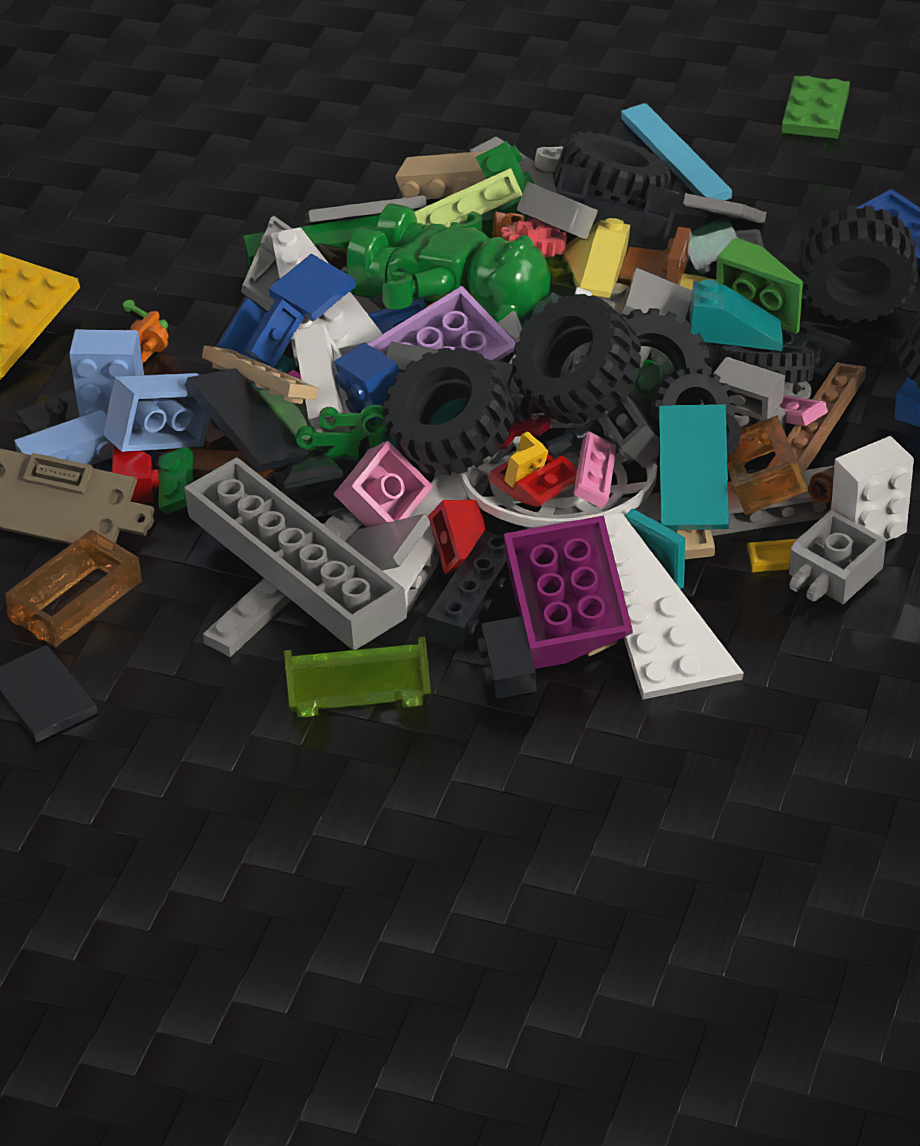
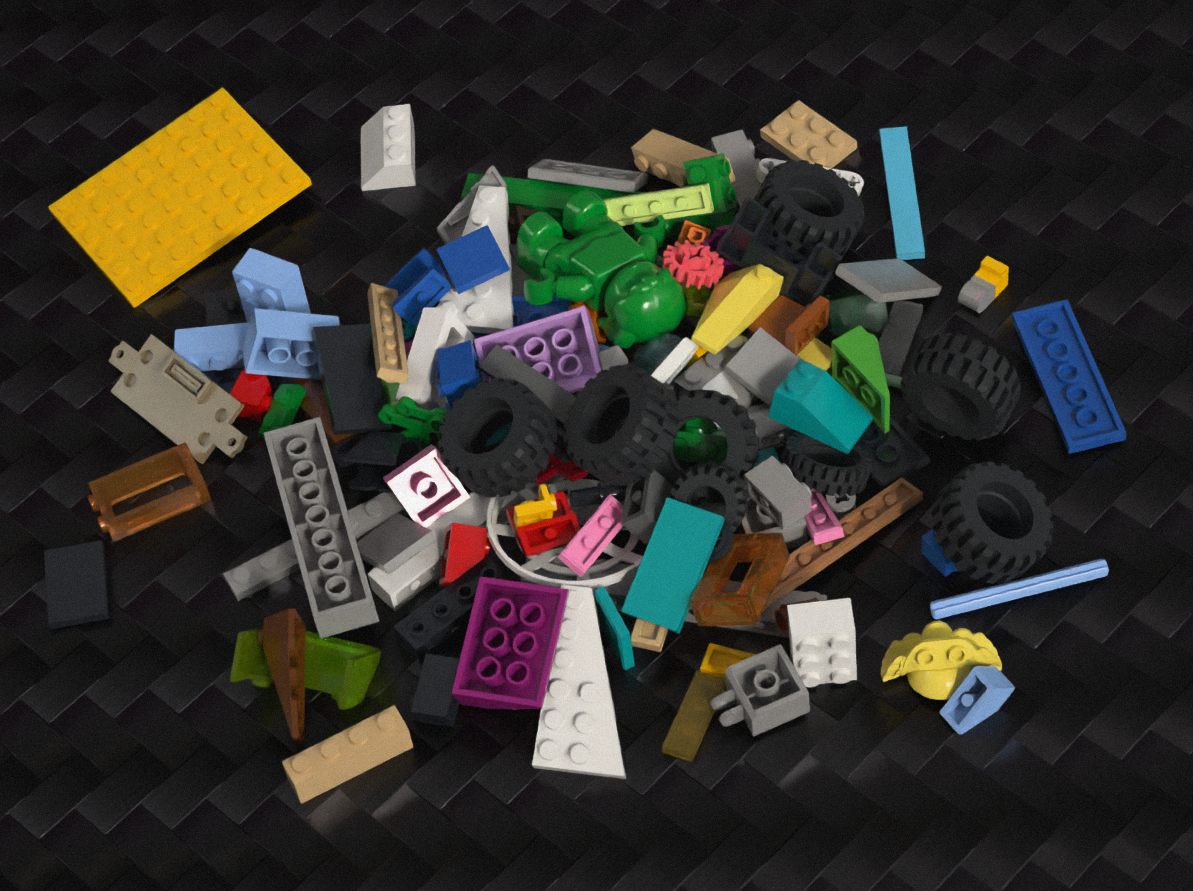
camera: 30 degrees right, 10 degrees up
(129, 305) = (350, 211): bright green hinge -> none
(139, 243) = (388, 149): none -> white slope
(151, 335) = (337, 254): orange hips -> none
(330, 666) = (285, 651): none -> reddish brown wedge
(447, 741) = (347, 754): none -> tan brick
(548, 130) = (808, 137): none -> tan plate
(557, 210) = (718, 245): light grey beam -> none
(774, 605) = (693, 716): none -> clear yellow tile
(807, 197) = (984, 285): none -> leg
(816, 107) = (1063, 178): bright green plate -> none

